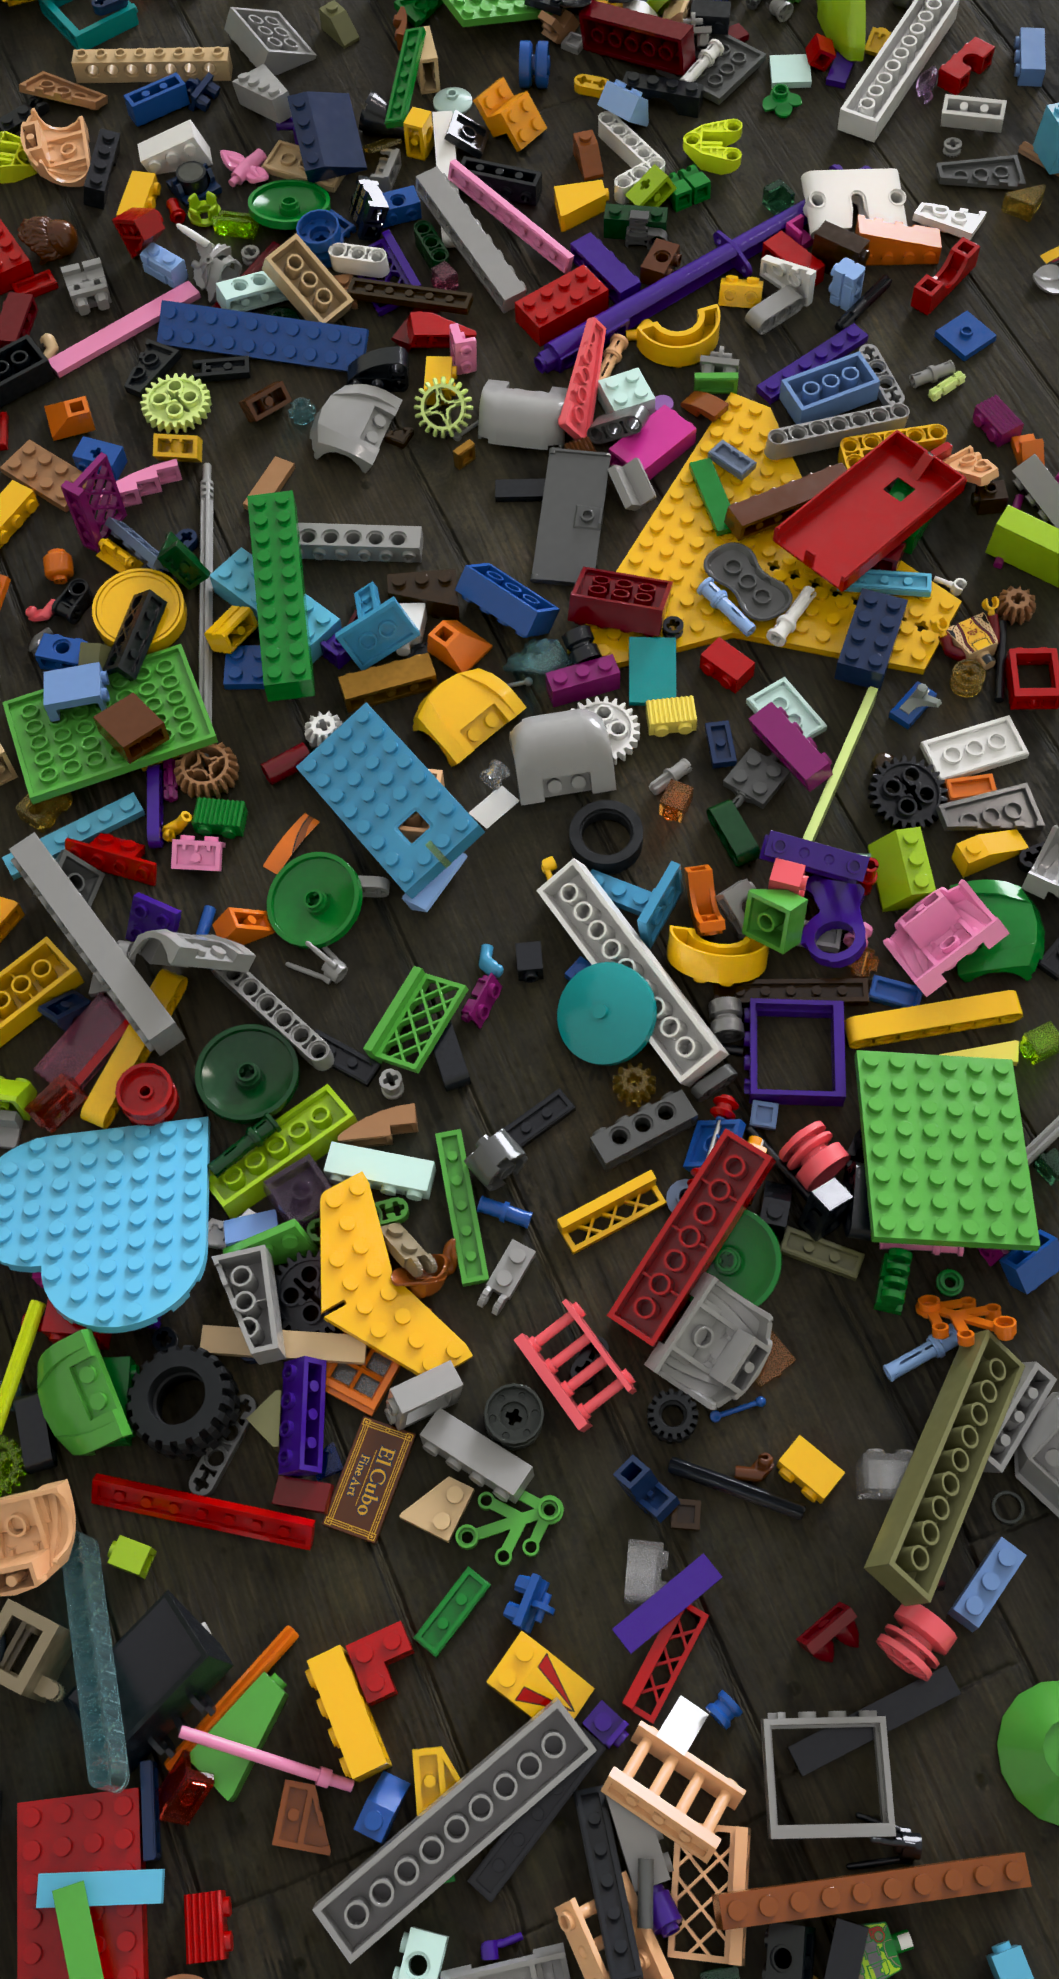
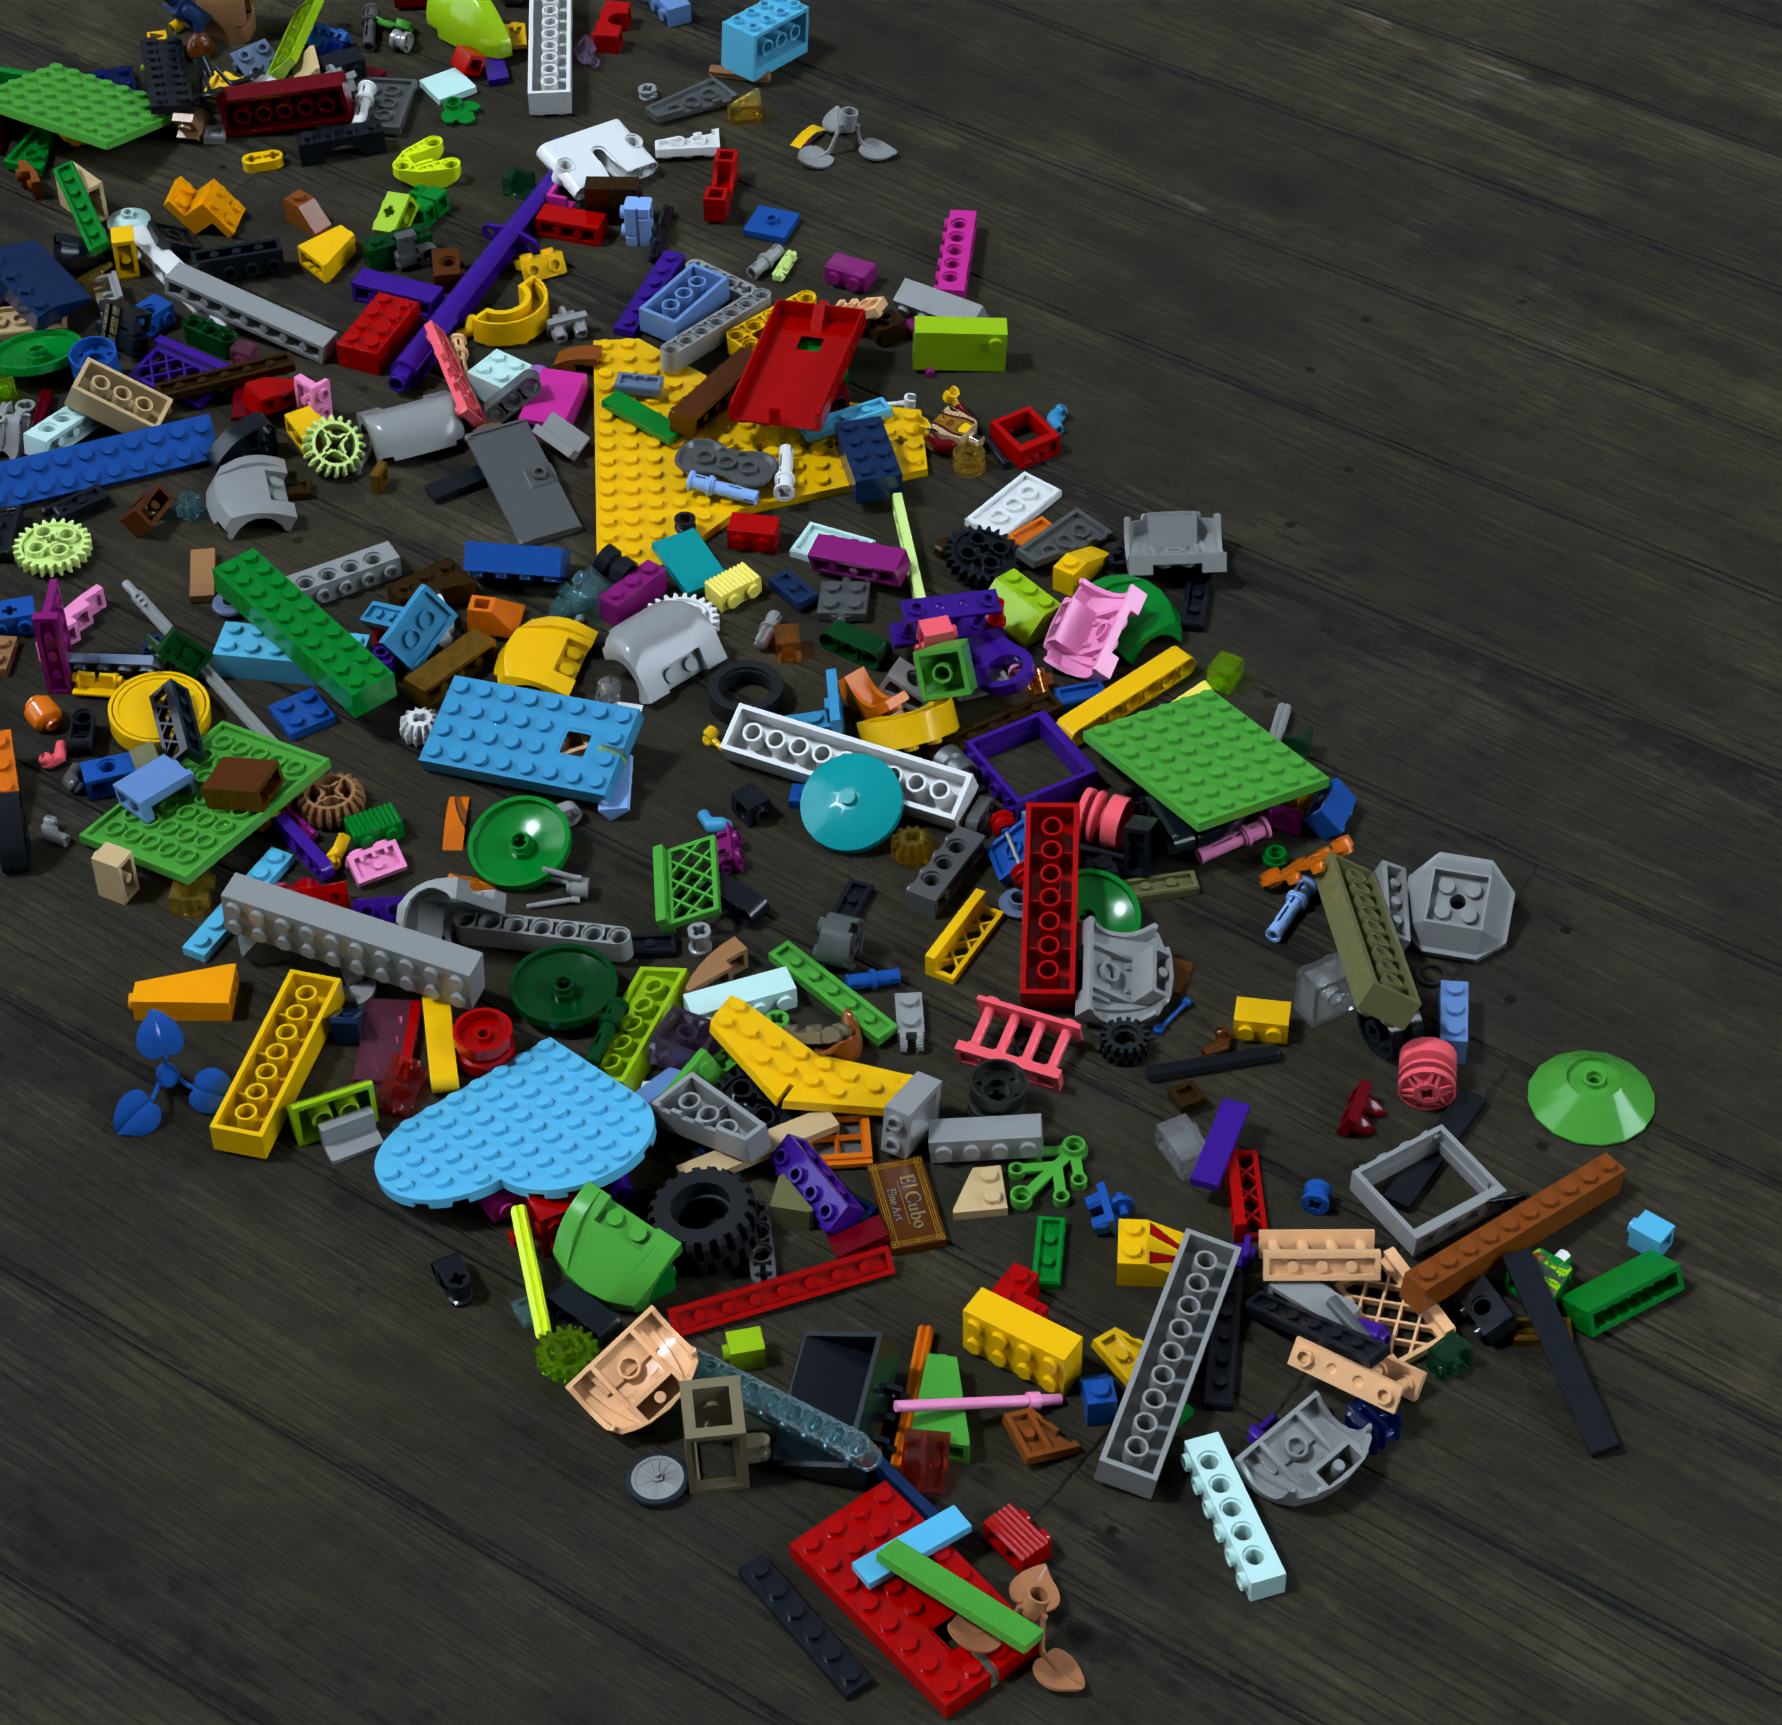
camera: 35 degrees left, 20 degrees down
(180, 447) = (84, 575): yellow brick -> none
(231, 629) = (266, 687): yellow brick -> none
(284, 763) = (403, 765): dark red pin -> none
(359, 260) = (153, 366): white beam -> none
(510, 217) = (279, 283): bright pink tile -> none
(534, 64) = (197, 159): blue wheel -> none
(619, 601) = (623, 522): dark red slope -> none
(625, 103) = (315, 158): light blue slope -> none
(630, 149) = (345, 195): white beam -> none
(645, 1489) = (1138, 1094): dark blue brick -> none
(682, 1725) = (1292, 1221): white sticker -> none
(716, 382) = (575, 336): bright green tile -> none
(775, 309) = (584, 266): light grey beam -> none
(786, 273) = (580, 236): white wing -> none
(893, 1281) = (1230, 870): green legs -> none
(899, 243) = (662, 175): orange wedge -> none
(914, 704) = (938, 494): piece -> none
(973, 113) = (649, 58): white brick -> none
(1016, 605) = (973, 392): medium nougat gear -> none
(1025, 446) = (889, 282): orange slope -> none

